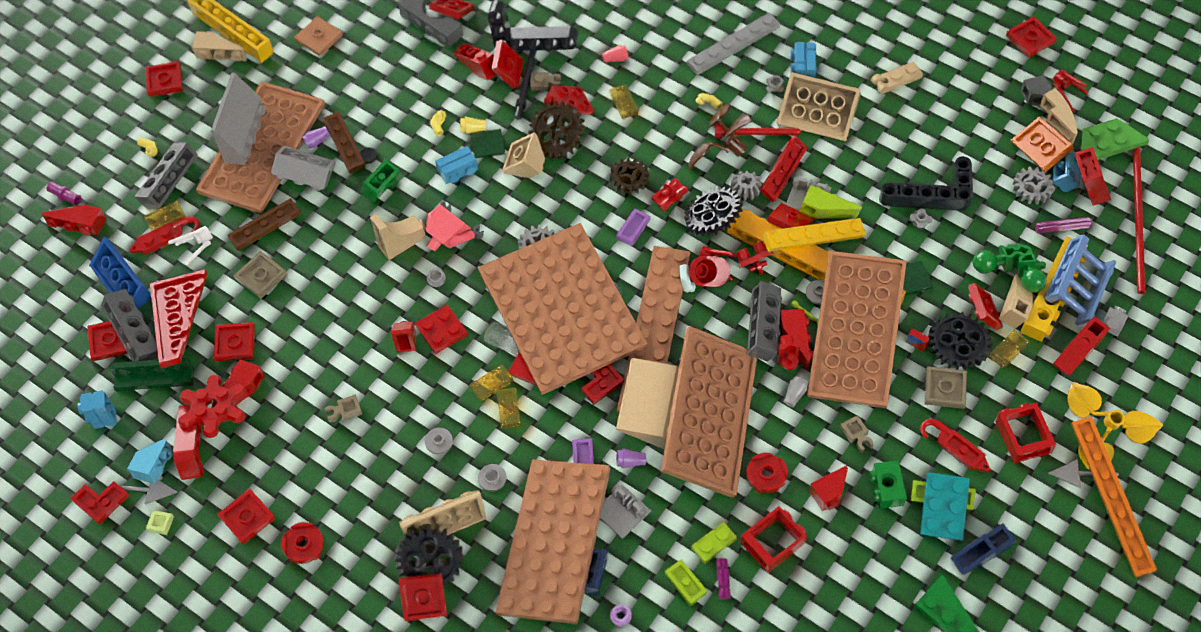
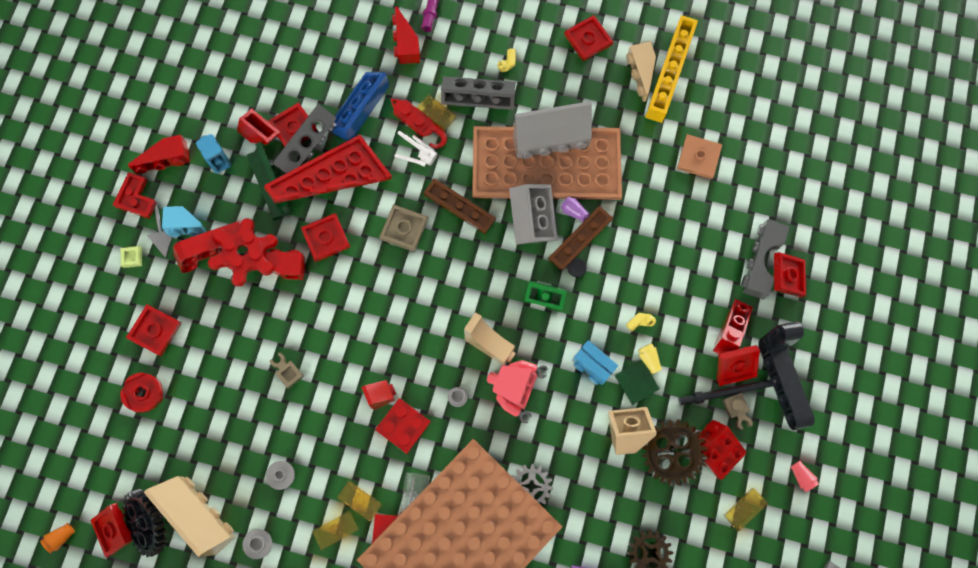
camera: 65 degrees right, 15 degrees up
(71, 458) = (165, 153): none -> red slope
(94, 366) = (256, 128): none -> red slope

